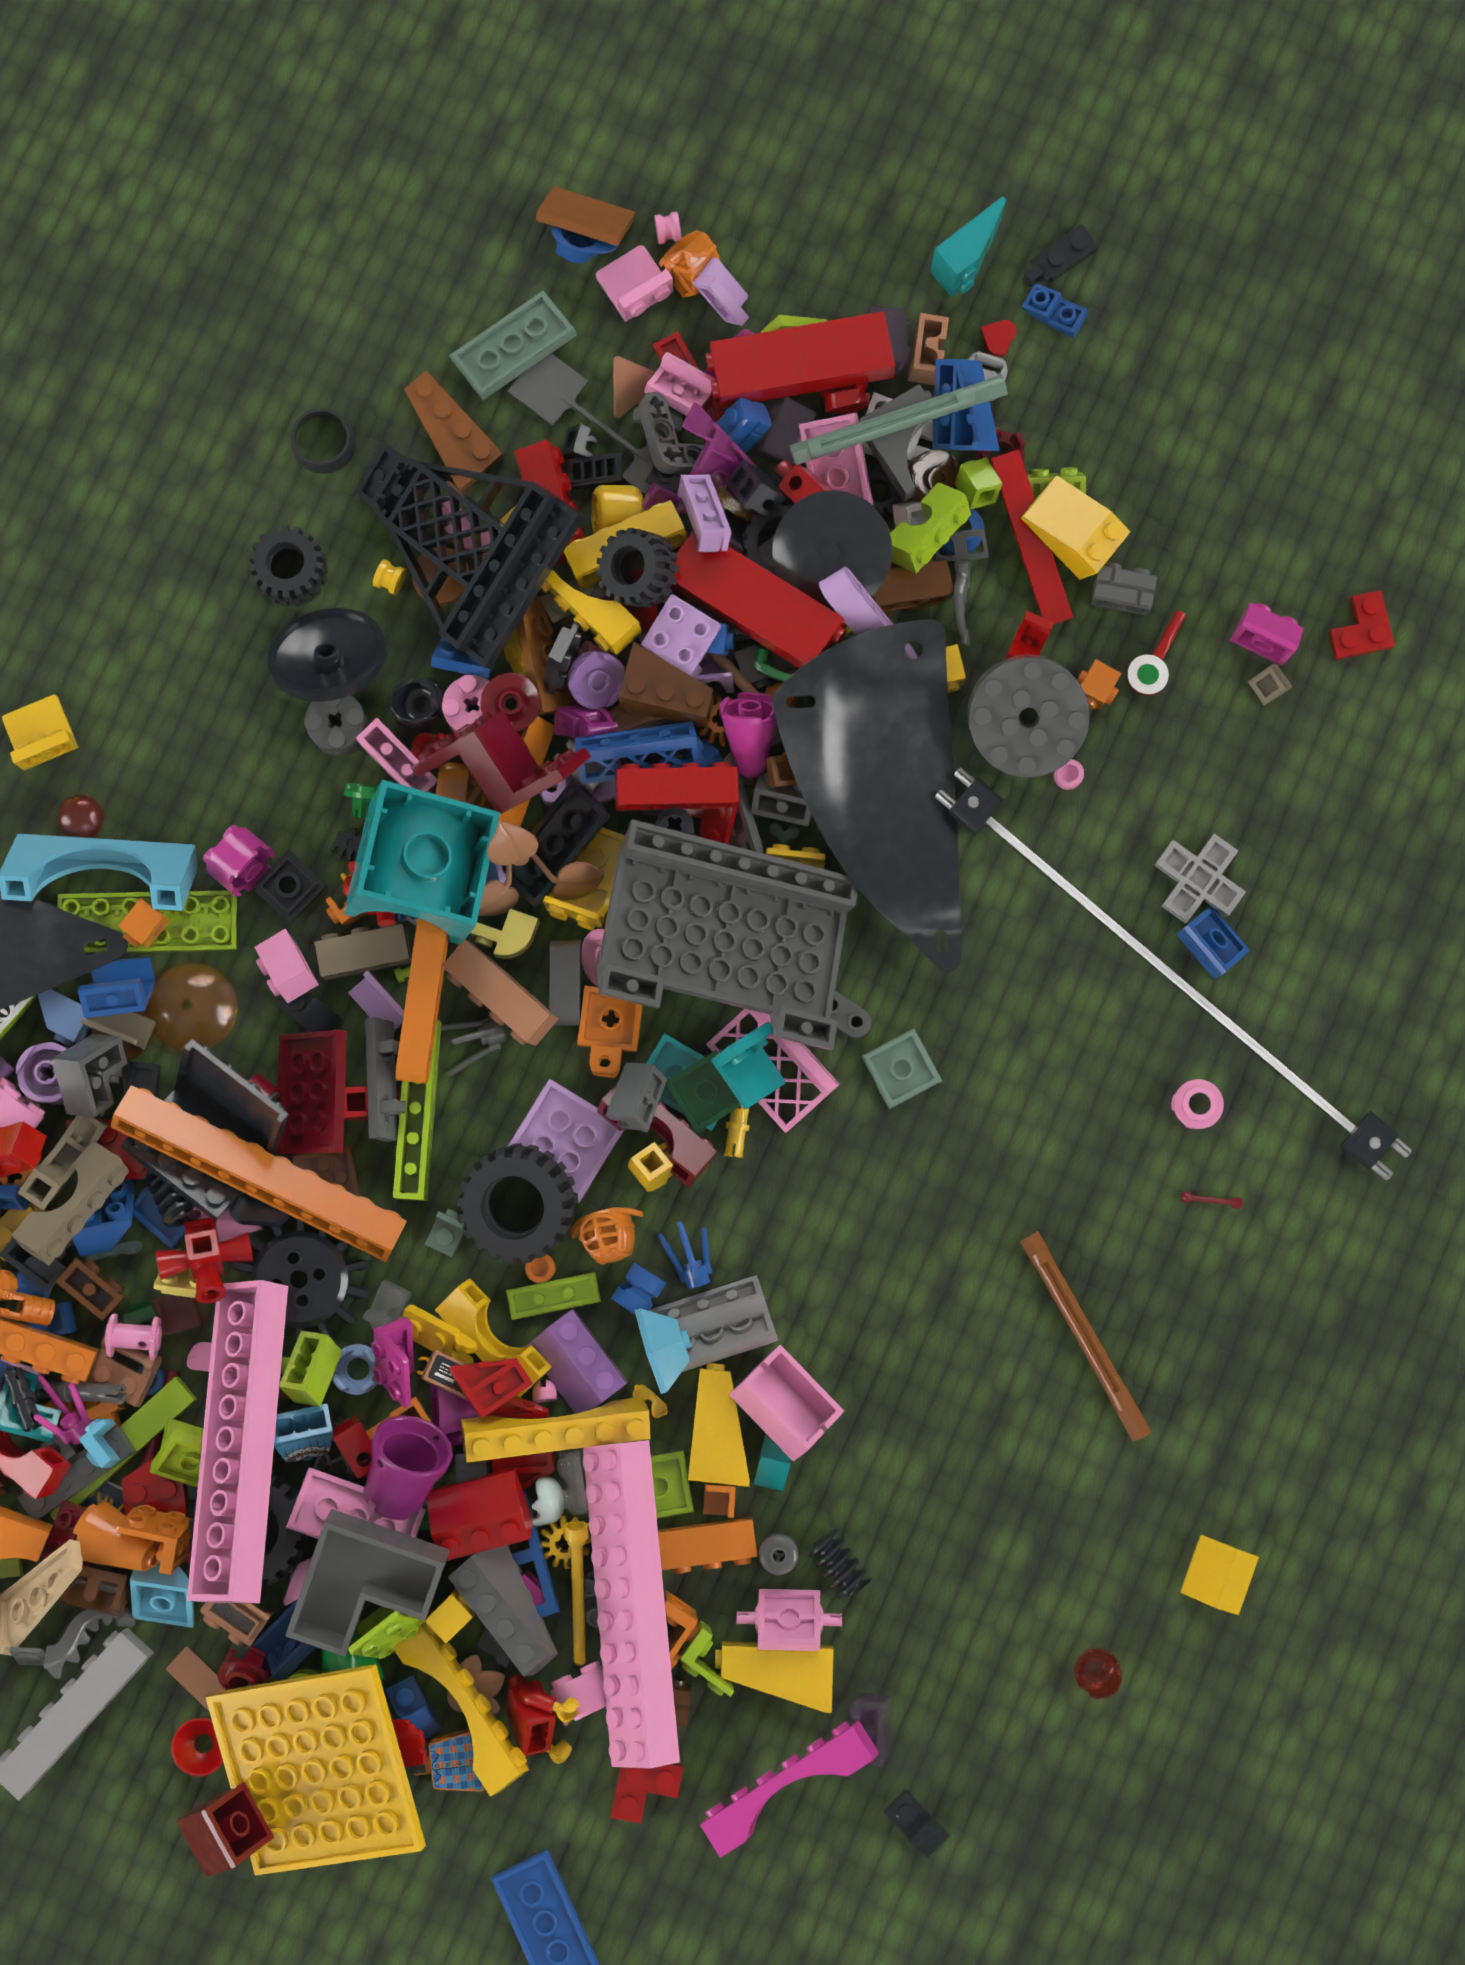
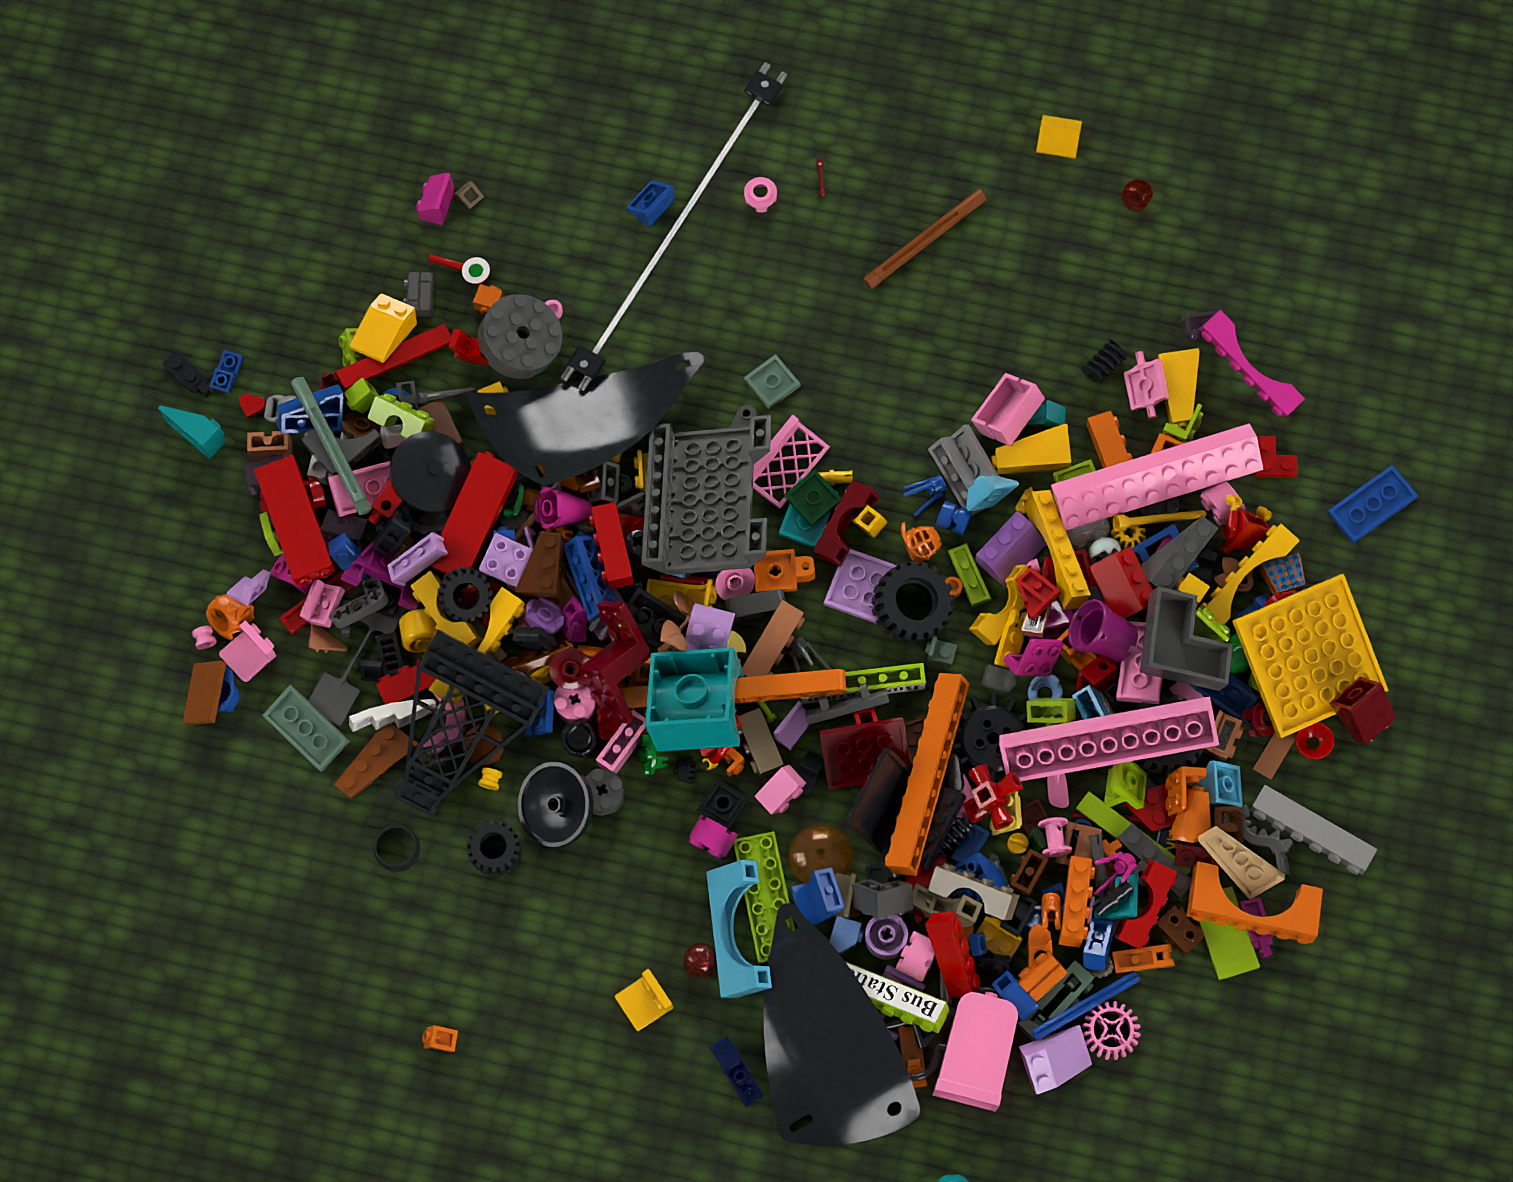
camera: 95 degrees left, 10 degrees down
(47, 457) = (440, 1038): none -> orange bracket
(98, 1449) = (1136, 839): medium azure bracket -> none
(143, 924) = (770, 891): orange brick -> none
(144, 1285) = (1017, 843): none -> yellow tile
(504, 449) = (386, 714): none -> white slope
(520, 901) = (708, 628): none -> lavender brick
(636, 1096) = (826, 536): dark grey hinge -> none
(719, 1499) = (1079, 443): orange panel -> none
(749, 1068) = (791, 472): teal bracket -> none
(775, 1542) = (1106, 399): dark grey head -> none
(856, 605) = (467, 448): lavender beam -> none
(916, 1823) = (1255, 290): black slope -> none
(1199, 878) = (609, 216): light grey plate -> none
(1371, 630) = (420, 138): red plate -> none

